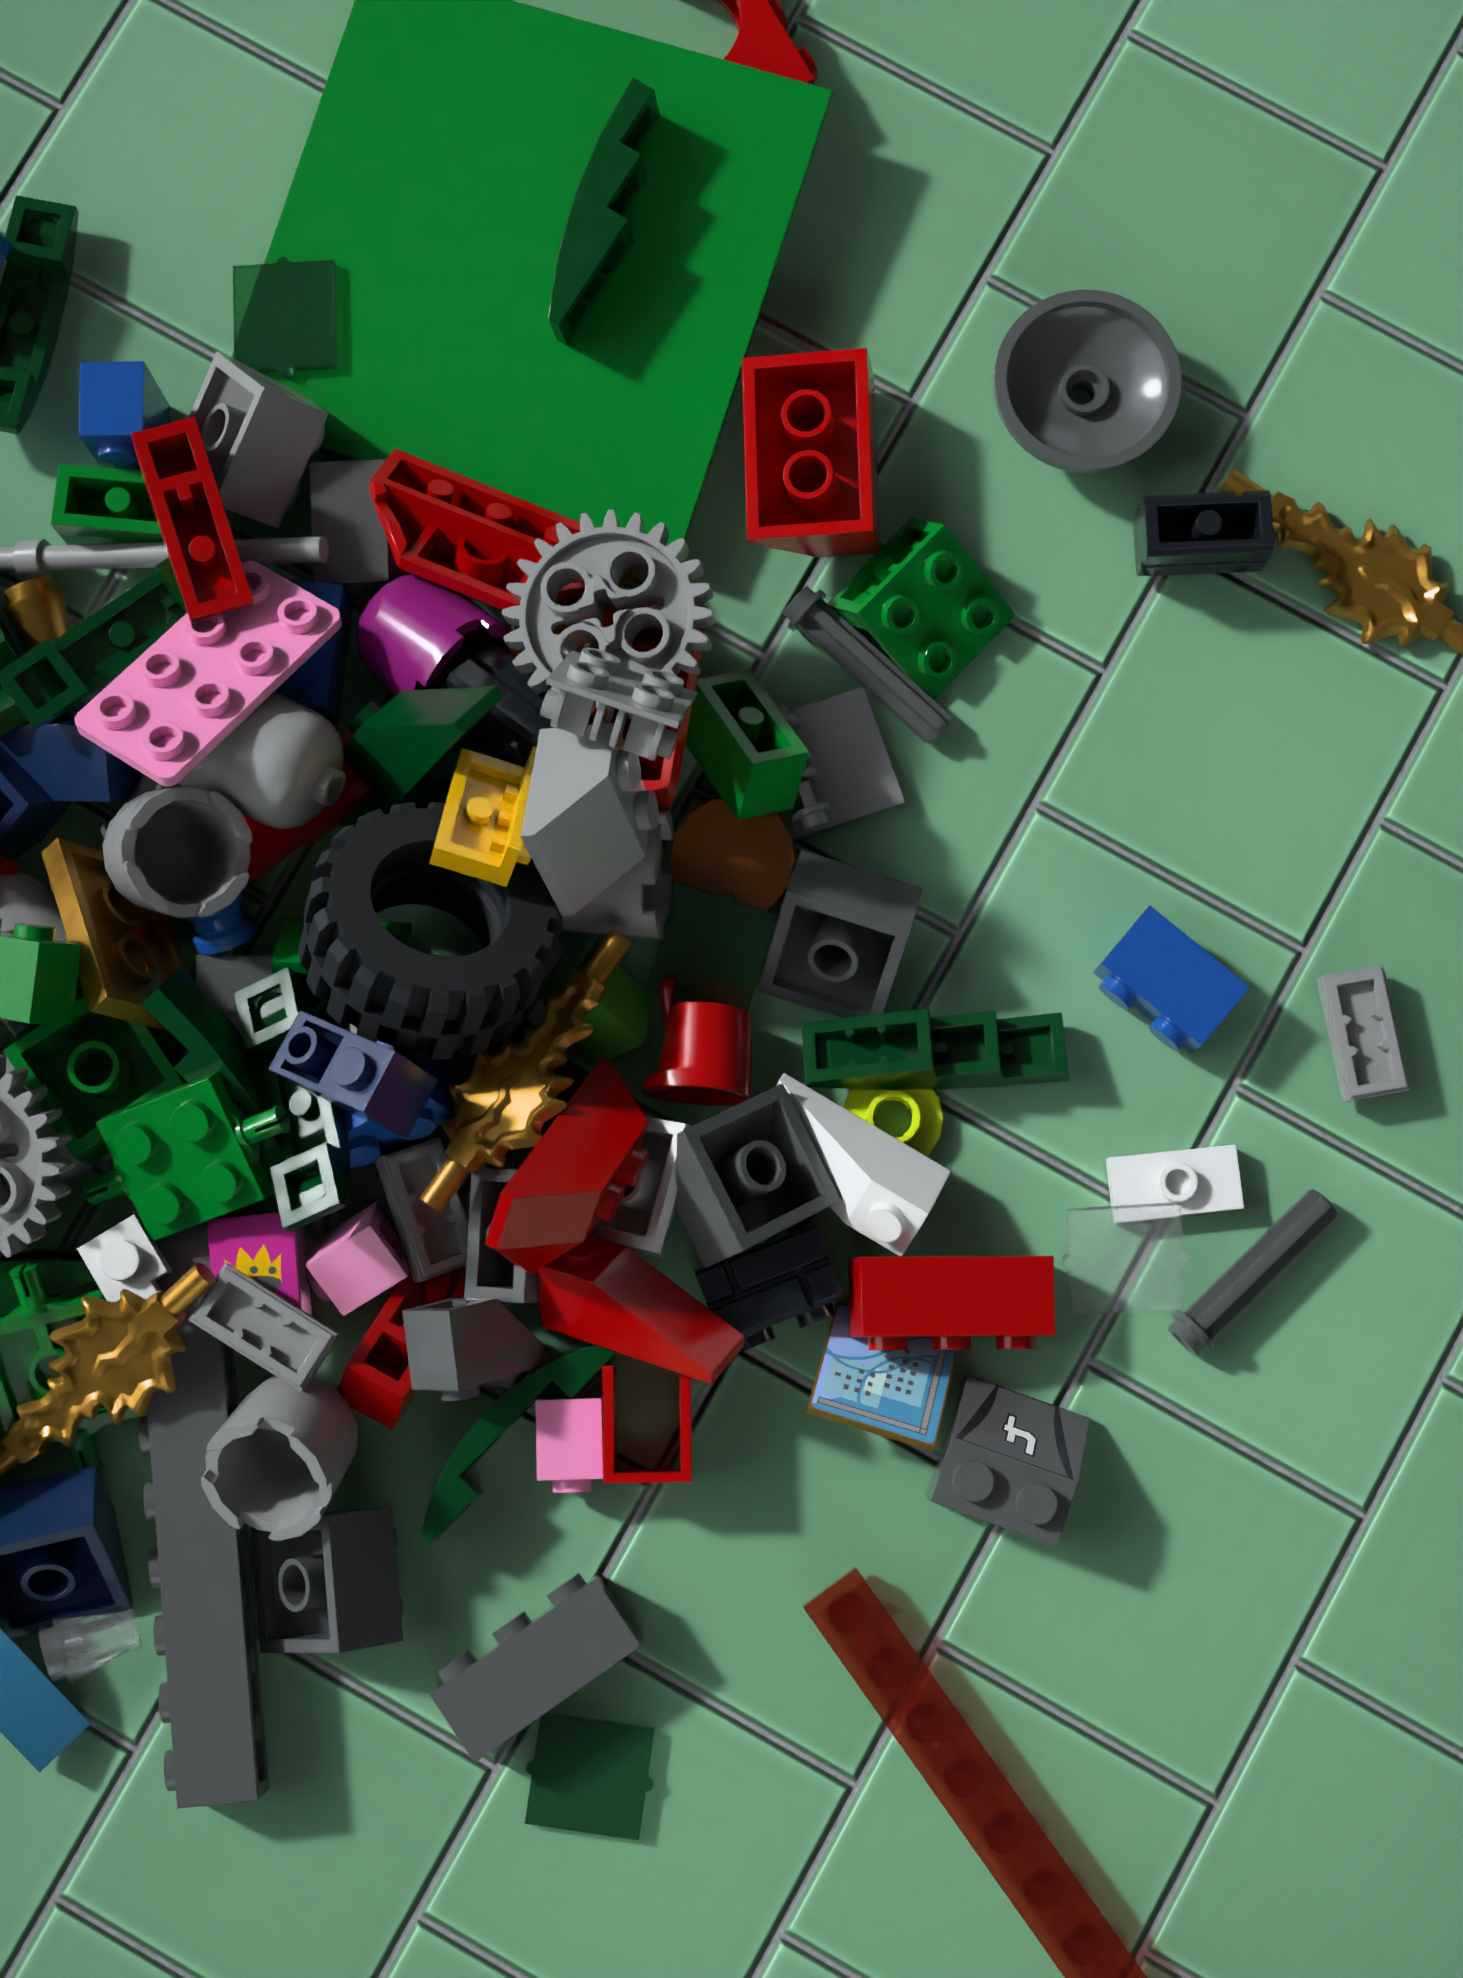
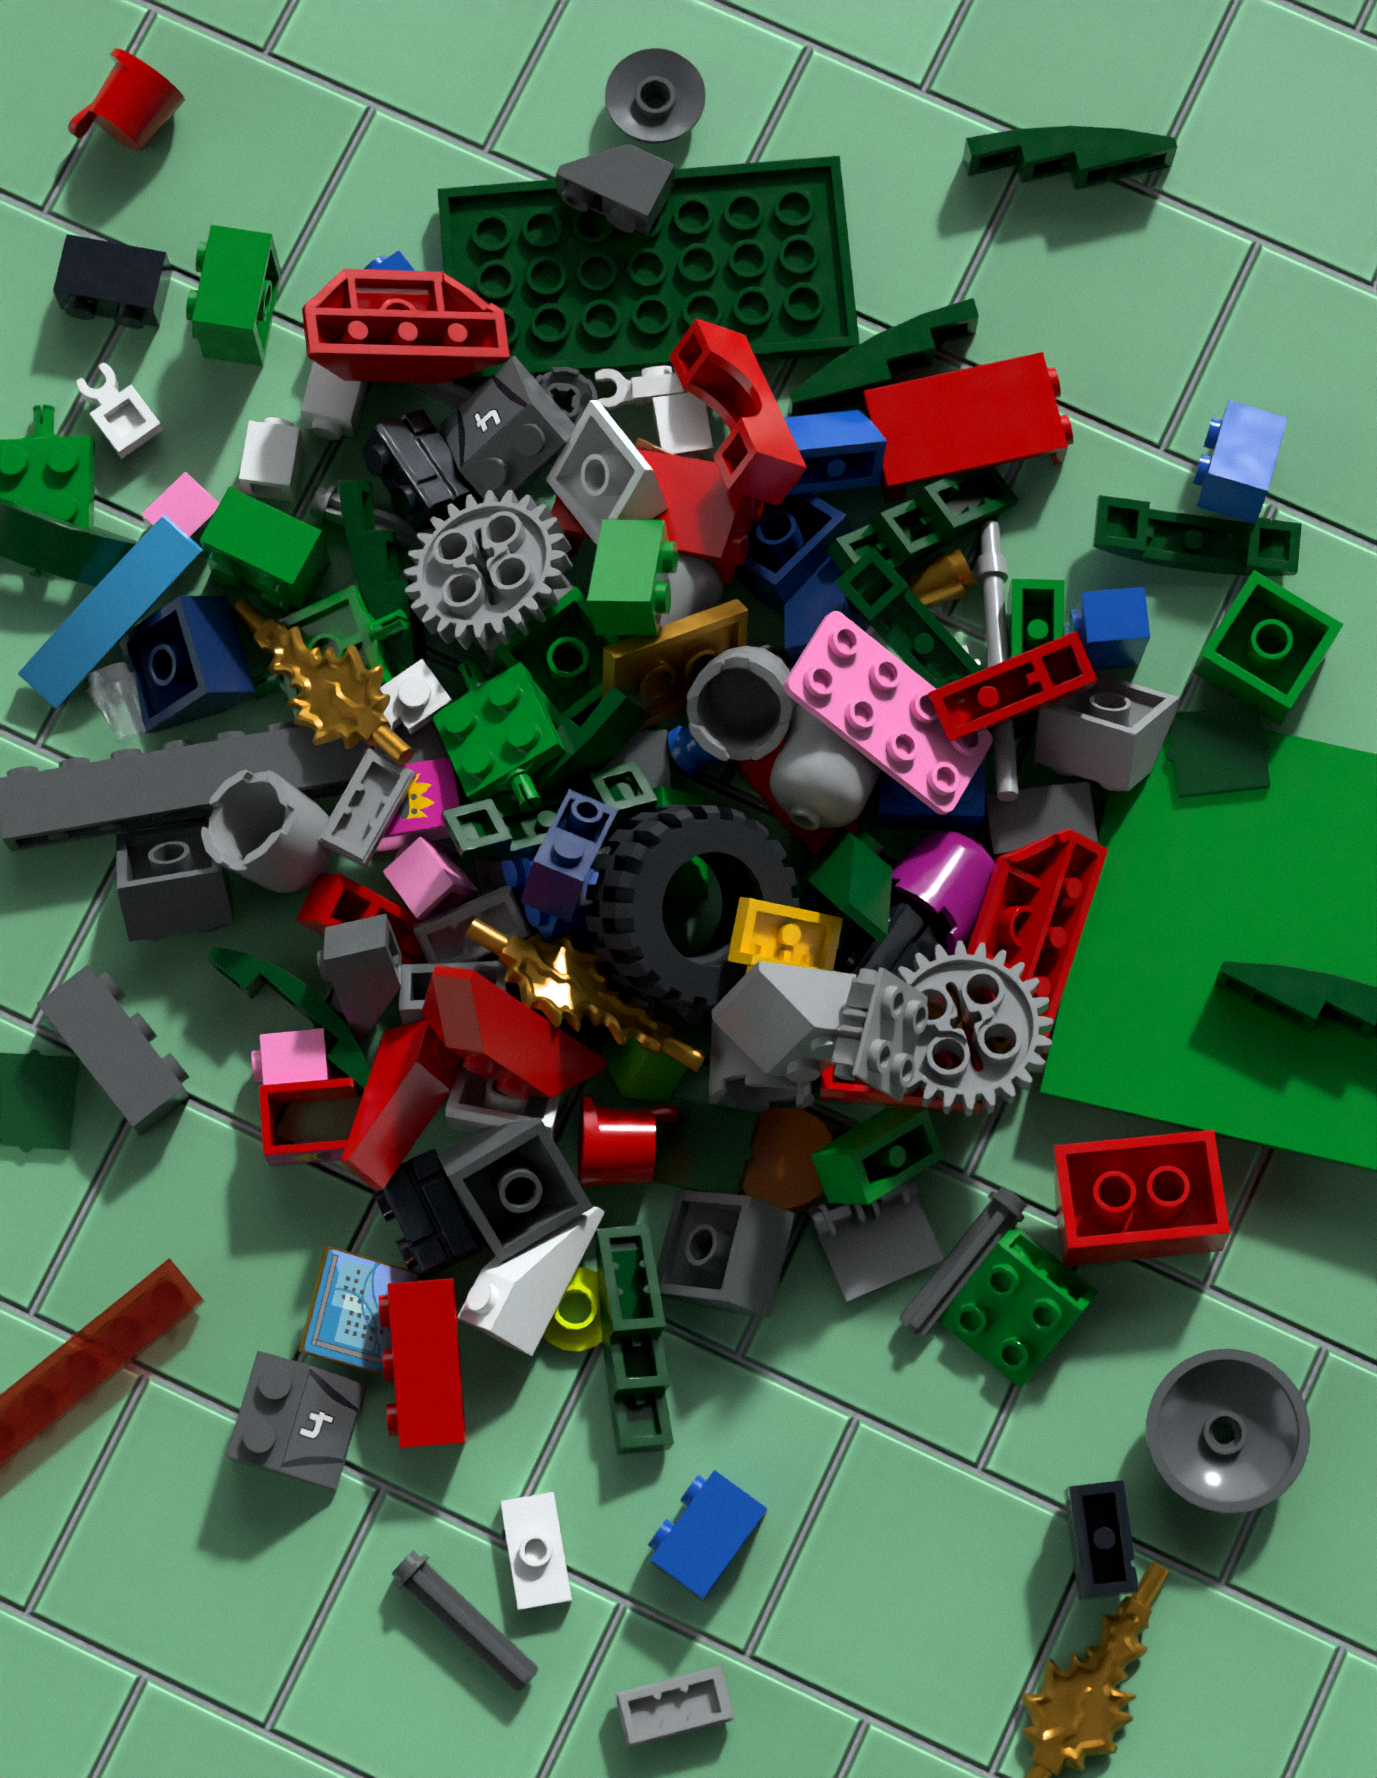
camera: 85 degrees right, 5 degrees down
(165, 245) = (1267, 647): none -> green brick
(1125, 1258) = (469, 1511): clear piece -> none

